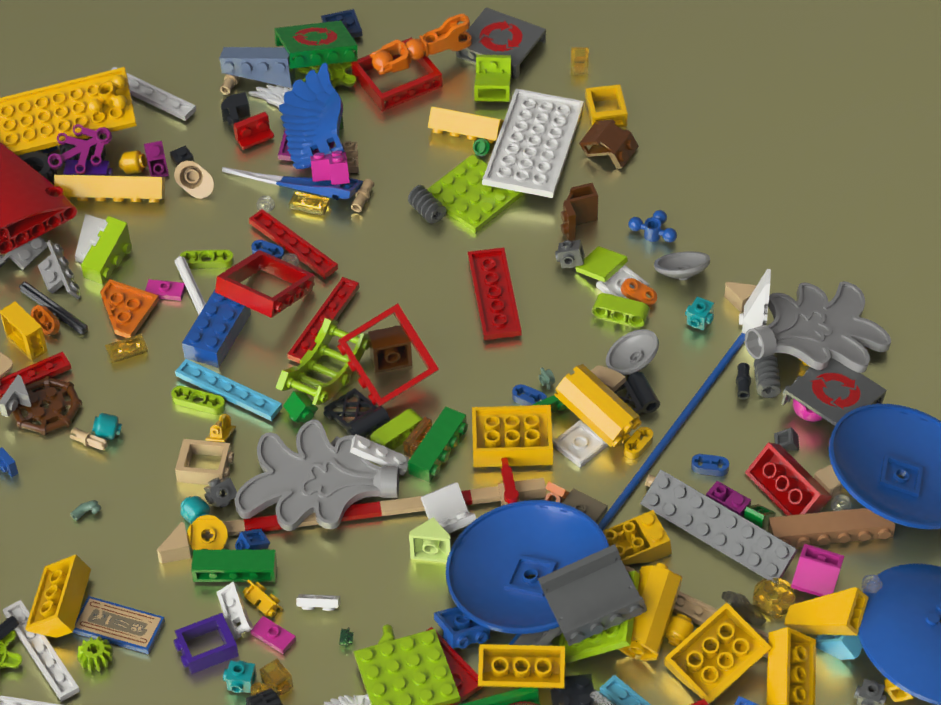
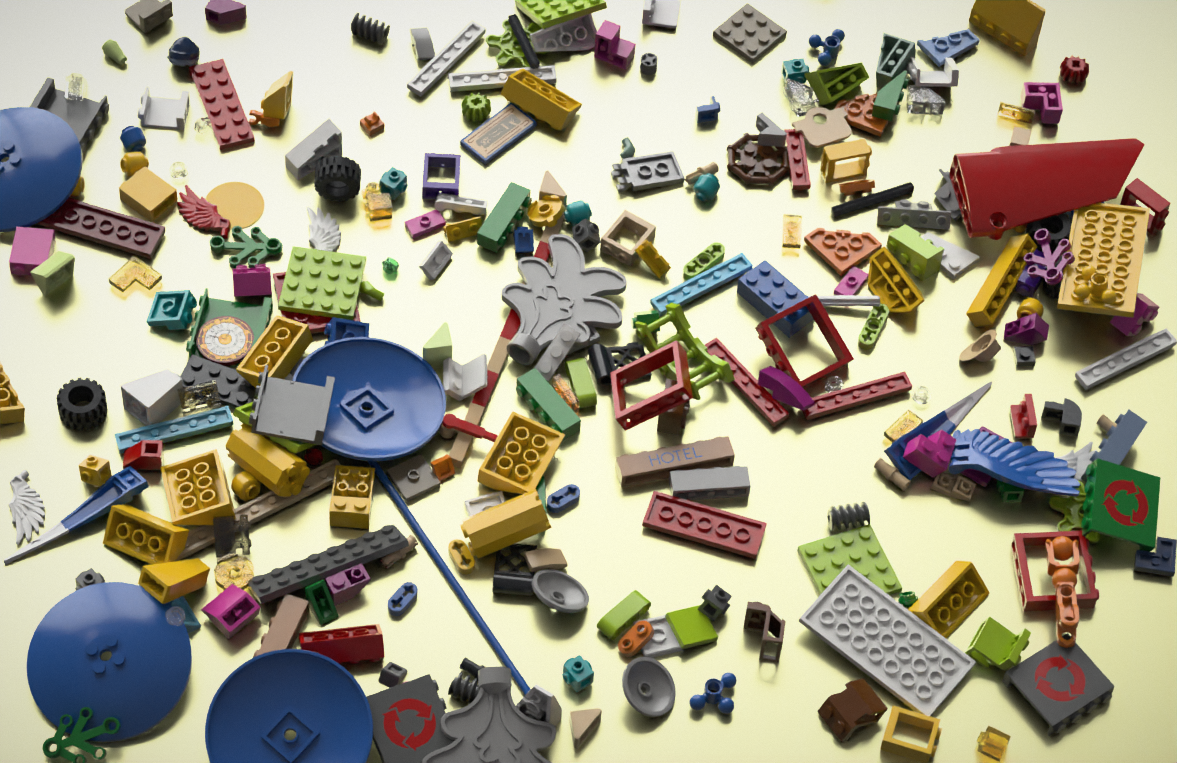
camera: 110 degrees right, 5 degrees up
(107, 481) = (648, 171): none -> flat silver tile
(158, 252) = (892, 283): none -> yellow wedge
(267, 247) = (856, 372): blue beam -> none
(322, 282) = (784, 388): none -> magenta slope
(443, 335) = (658, 463): none -> medium nougat brick
(450, 303) = (710, 483): none -> light grey brick
(546, 378) = (575, 517): sand green plate -> none

